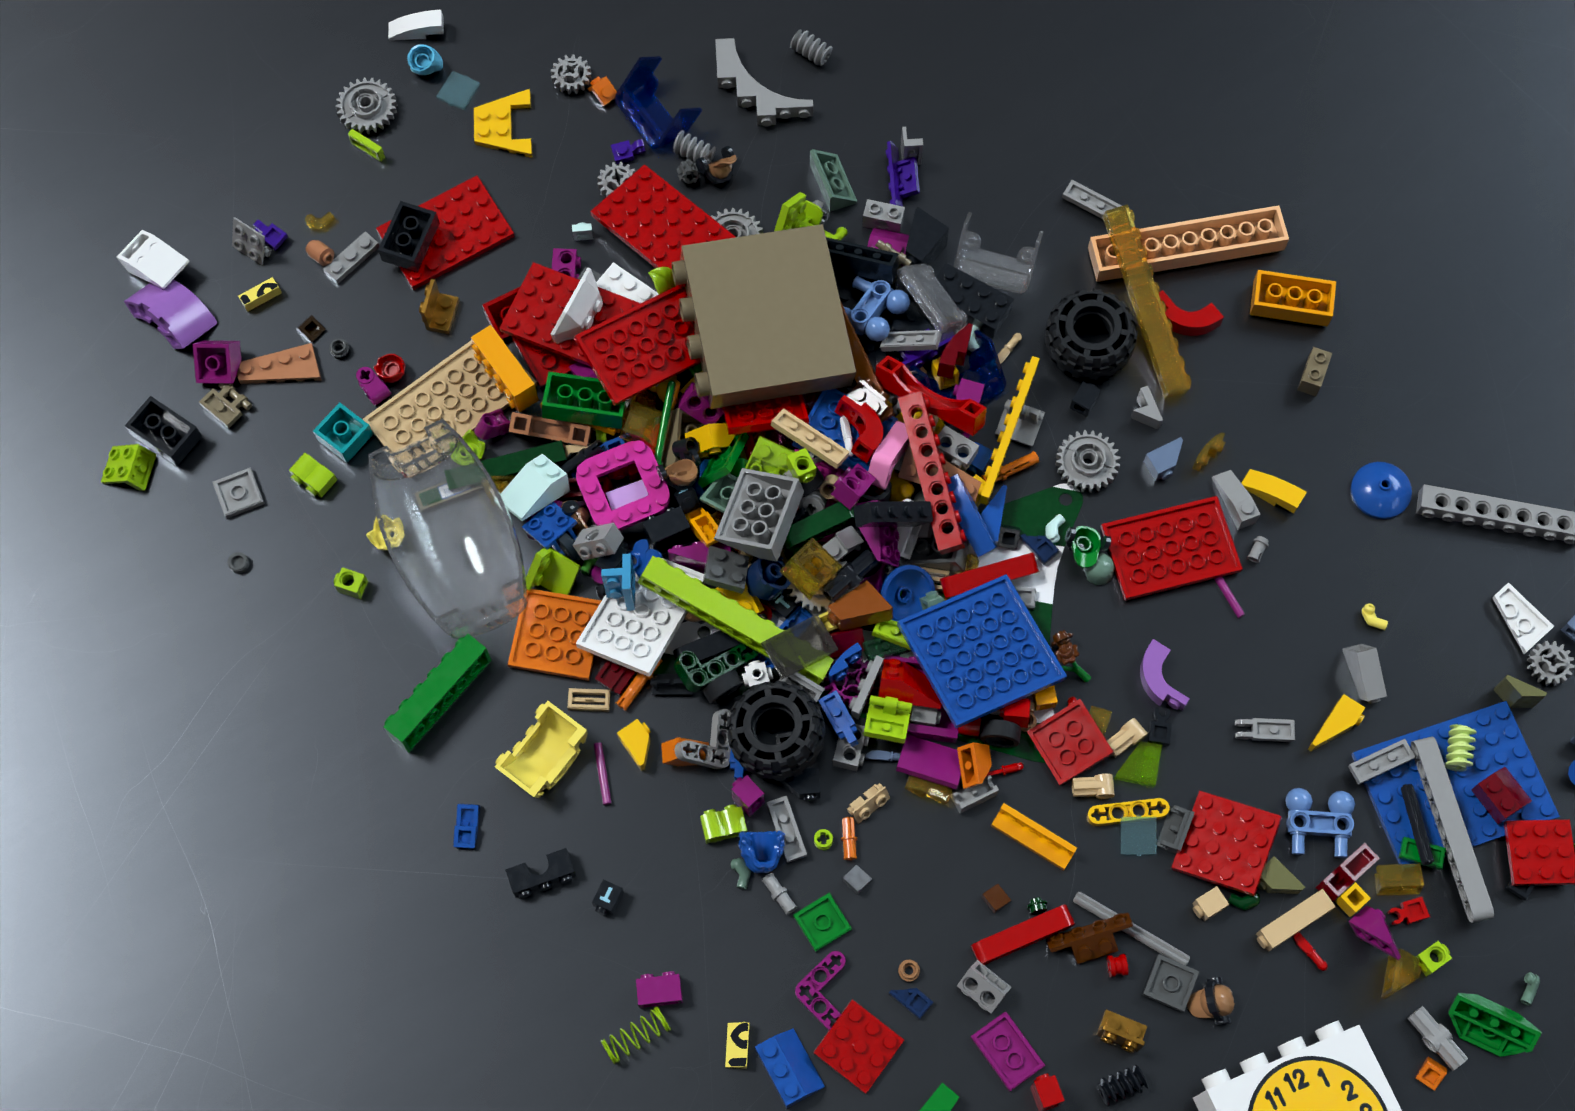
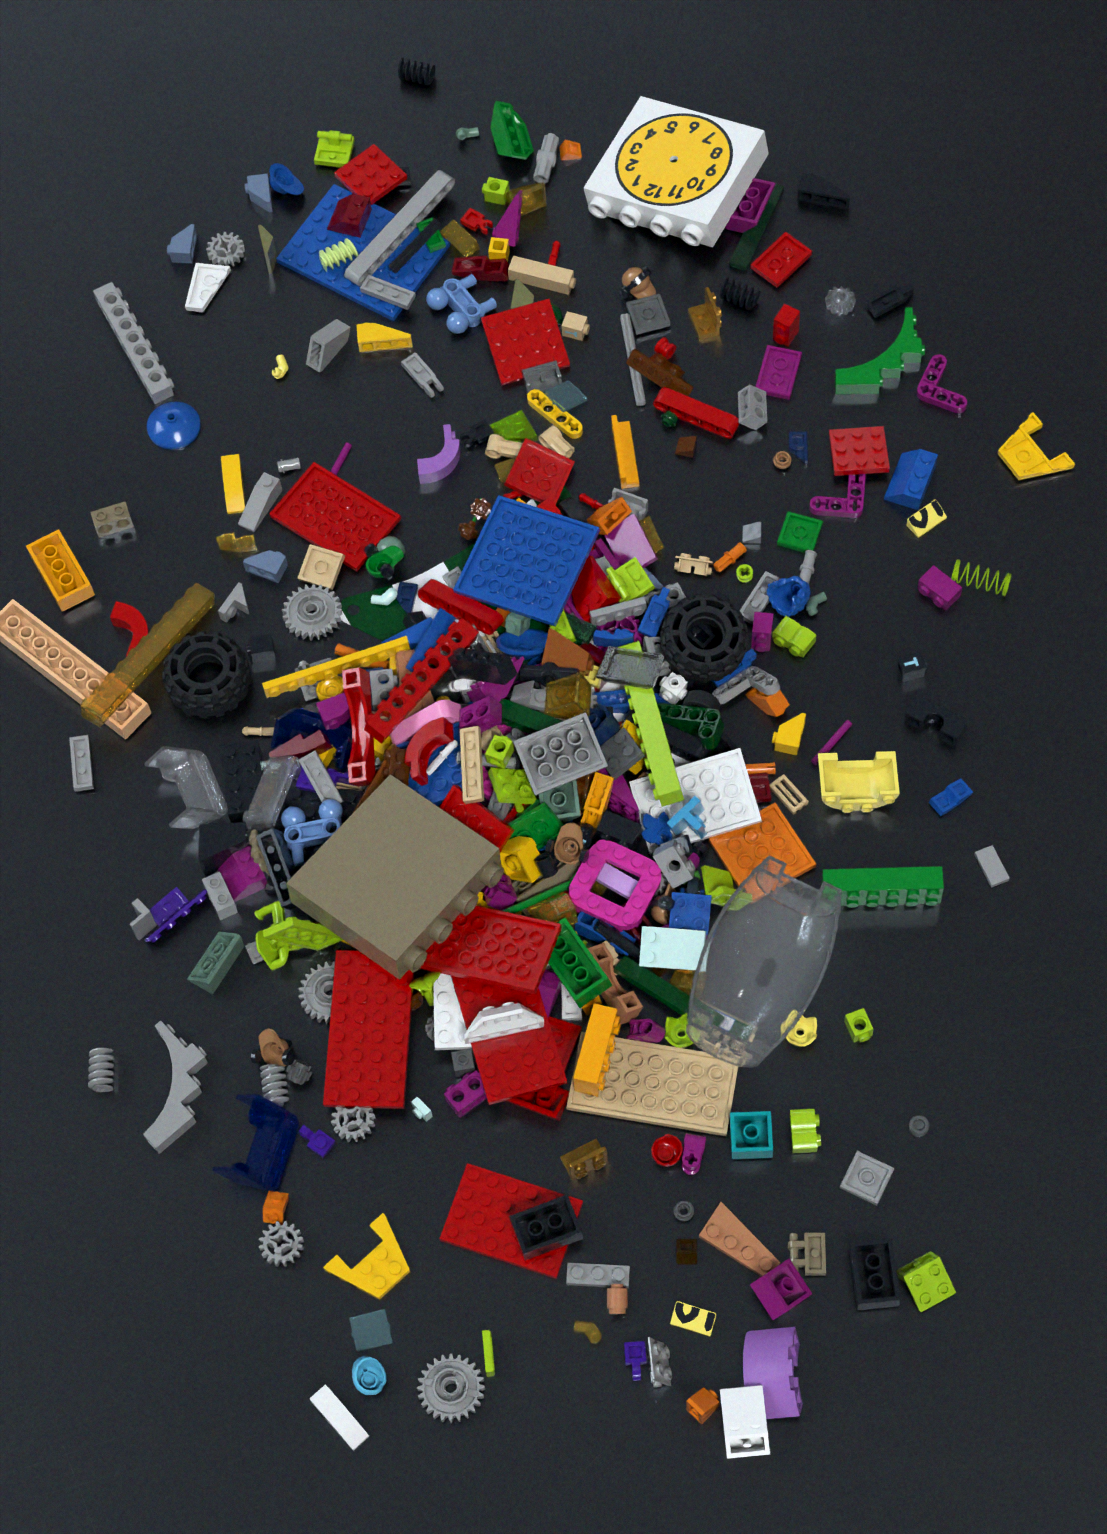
camera: 125 degrees left, 5 degrees down
(193, 245) = (702, 1404): none -> orange slope
(379, 803) = (991, 866): none -> light grey tile
(995, 416) = (329, 687): none -> yellow hair
(1126, 497) = (321, 566): none -> tan plate

